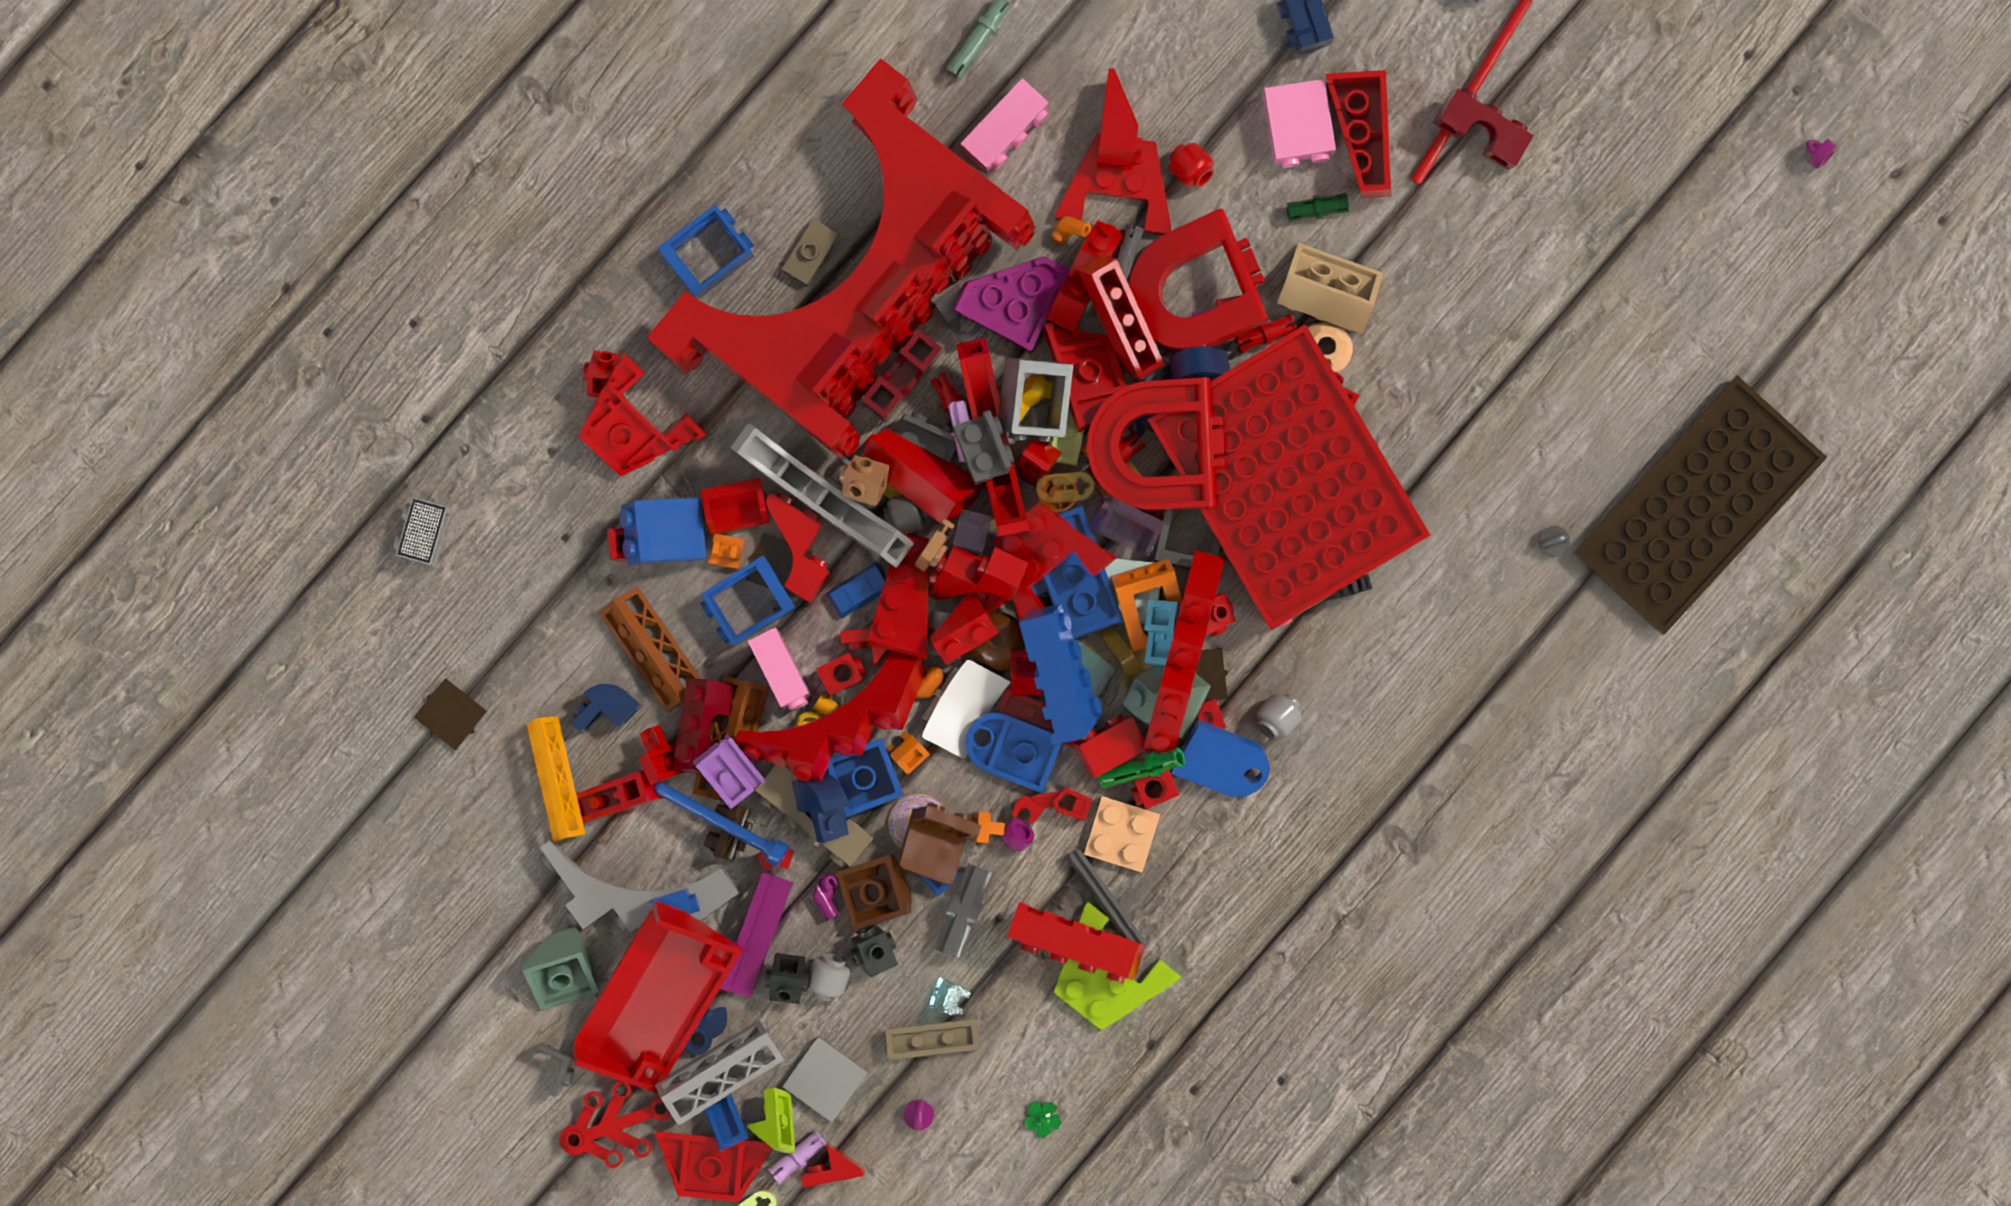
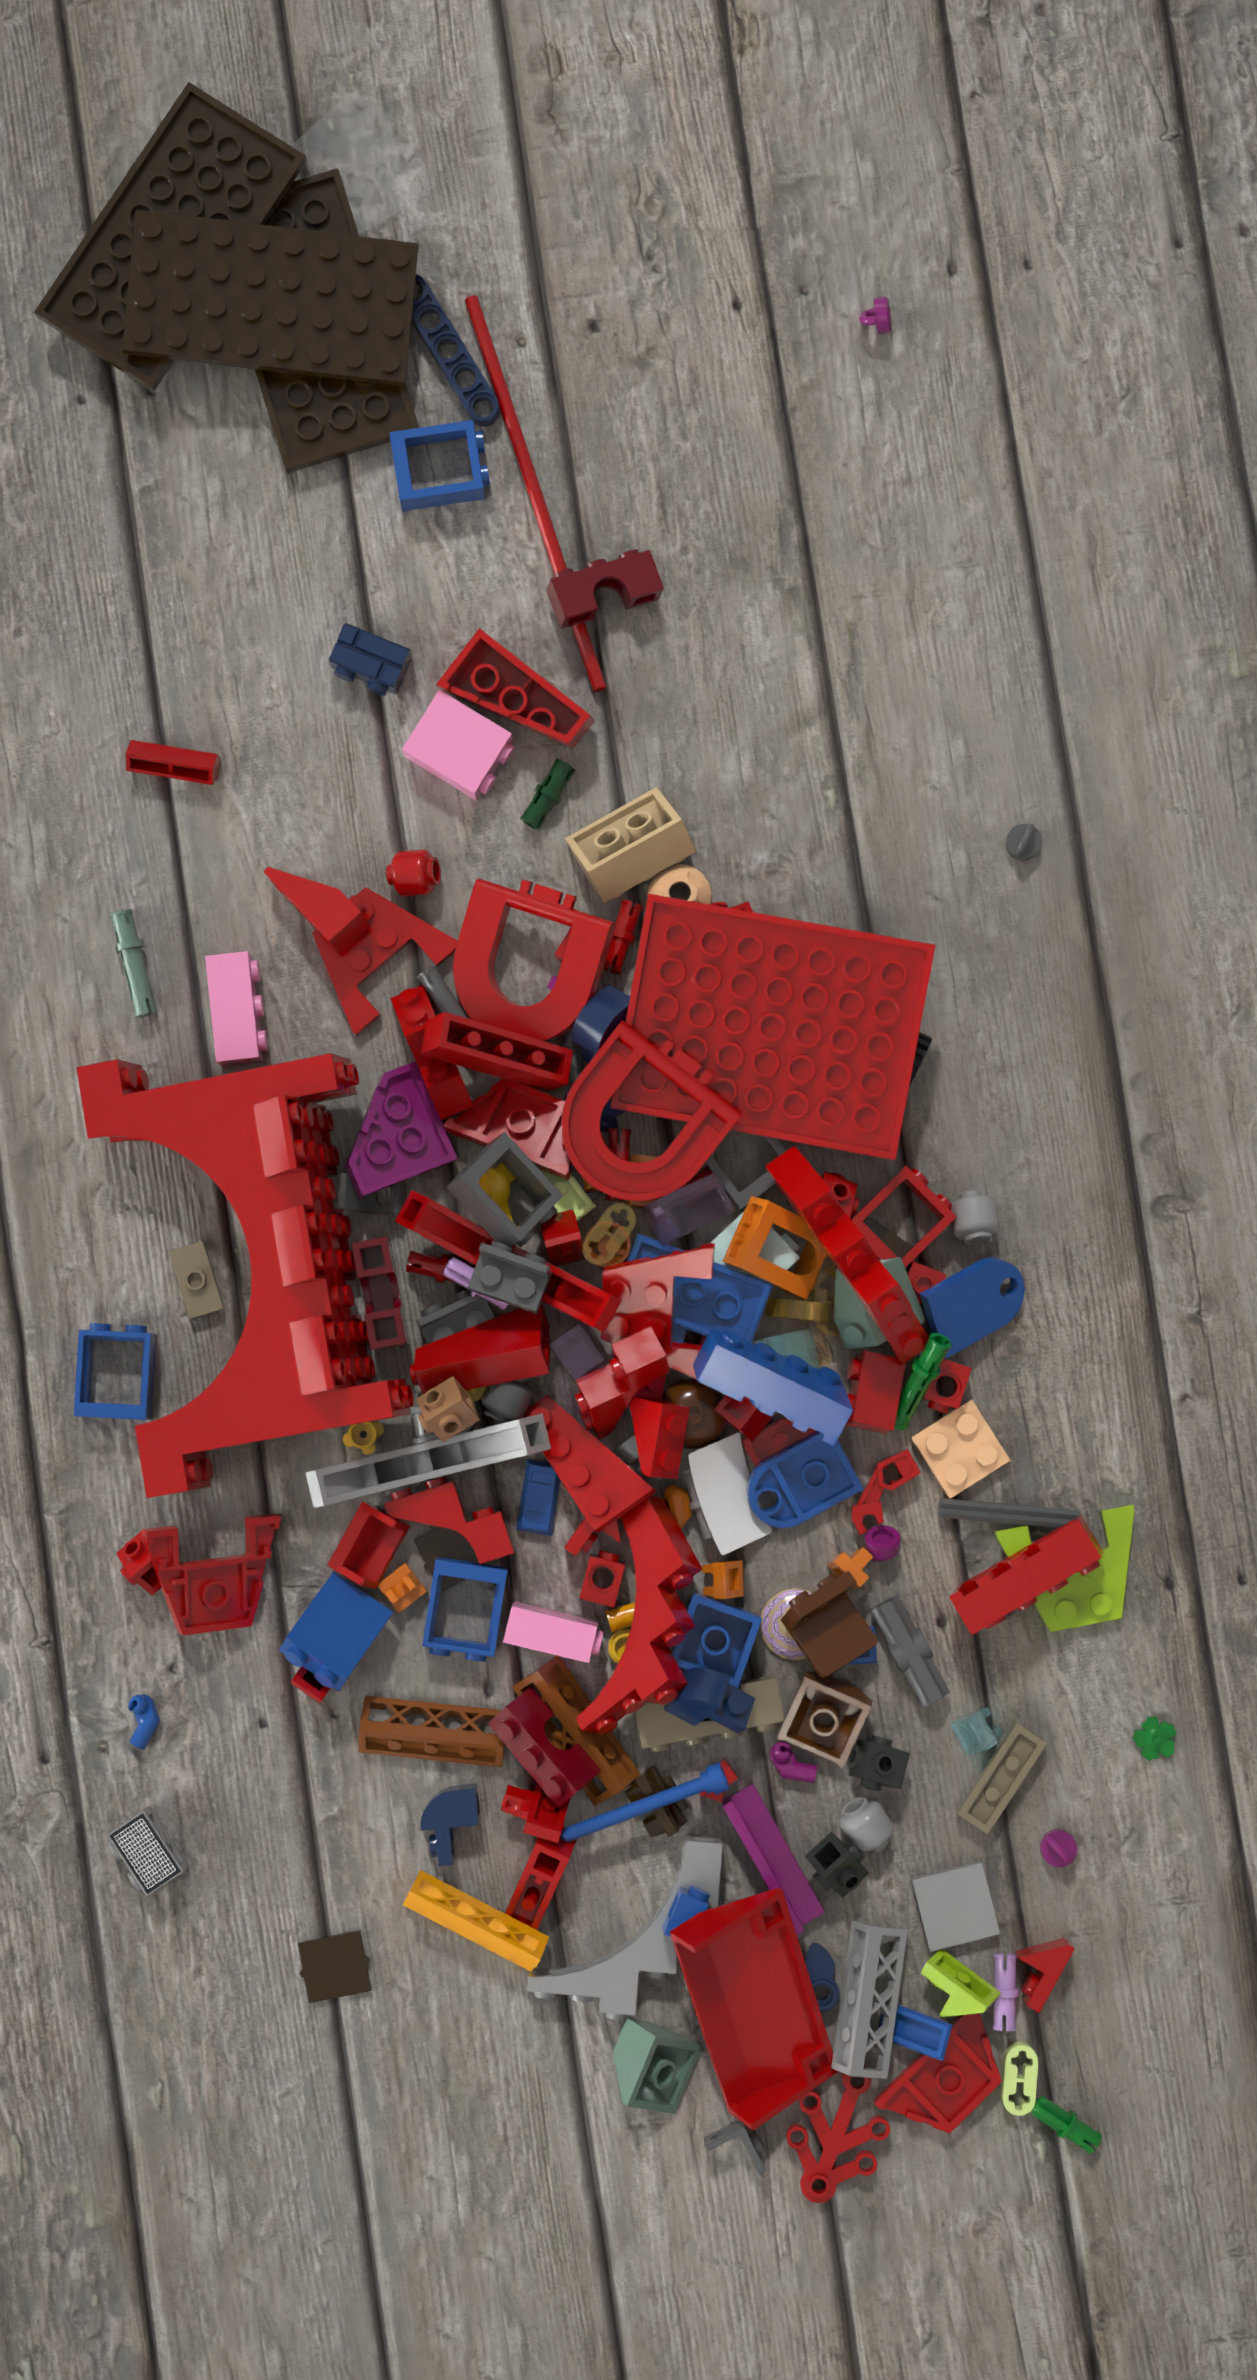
camera: 50 degrees left, 0 degrees up
(506, 459) = (147, 1719): none -> blue arm
(728, 771) = (606, 1759): medium lavender plate -> none
(798, 450) = (366, 1444): none -> yellow plate
(935, 548) = (564, 1399): medium nougat plate -> none
(1067, 227) = (374, 1030): orange arm -> none
(1160, 625) = (808, 1255): medium azure slope -> none
(1270, 660) = (917, 1183): none -> red window
(1700, 505) = (1101, 687): dark brown plate -> none

